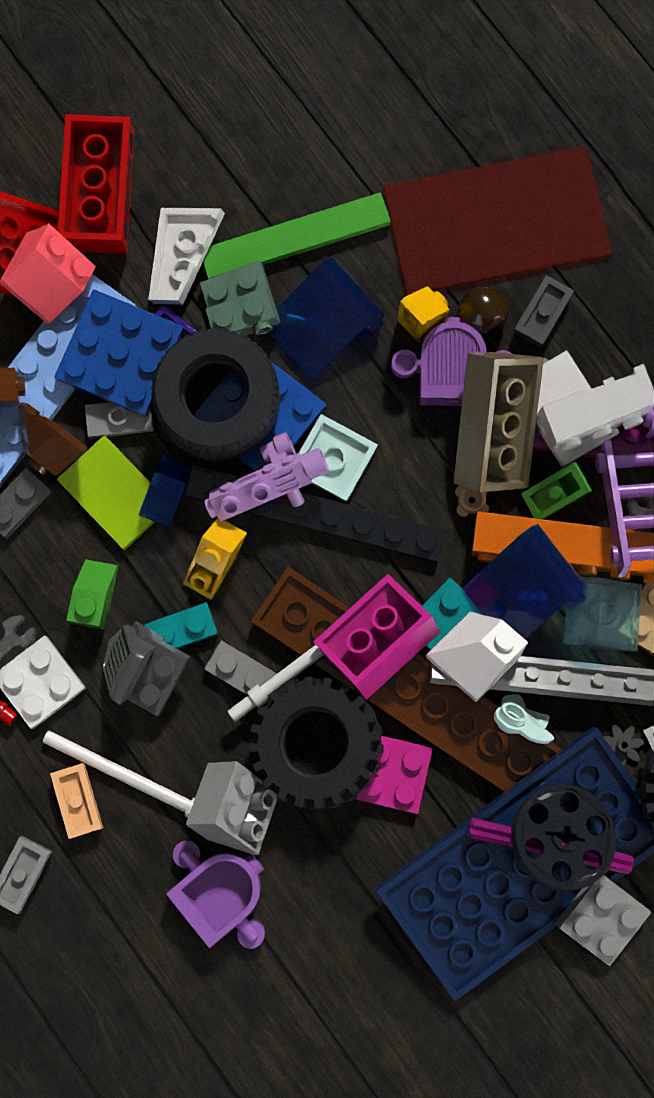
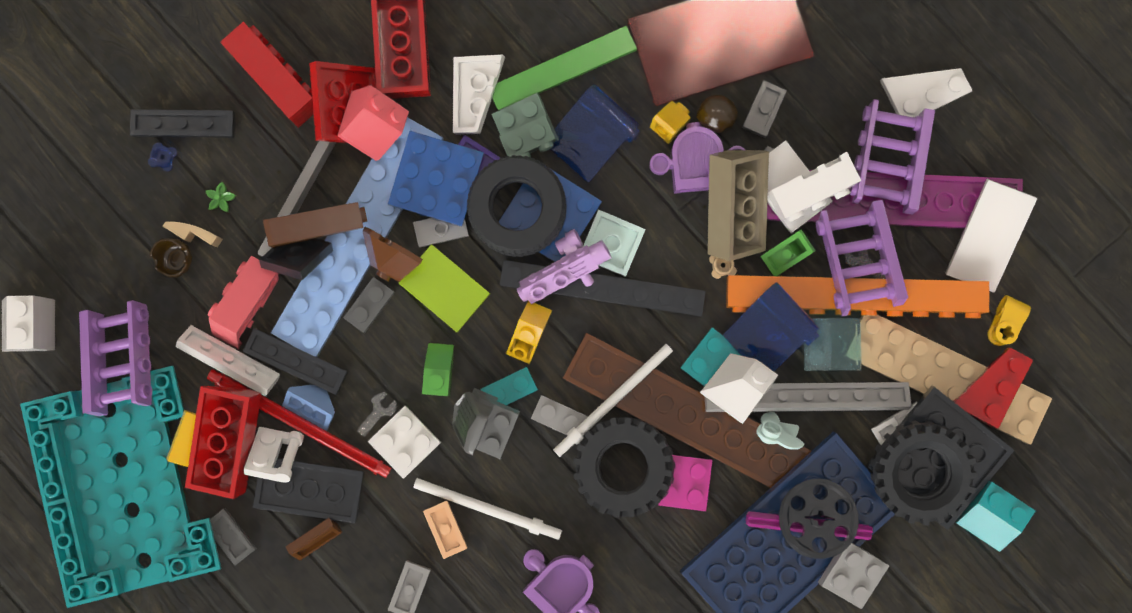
camera: 10 degrees left, 5 degrees up
(165, 491) = (485, 283): clear blue slope -> none
(232, 807) = (565, 522): light grey slope -> none
(377, 636) = (662, 381): dark pink slope -> none
(626, 737) = (853, 436): dark grey plant -> none

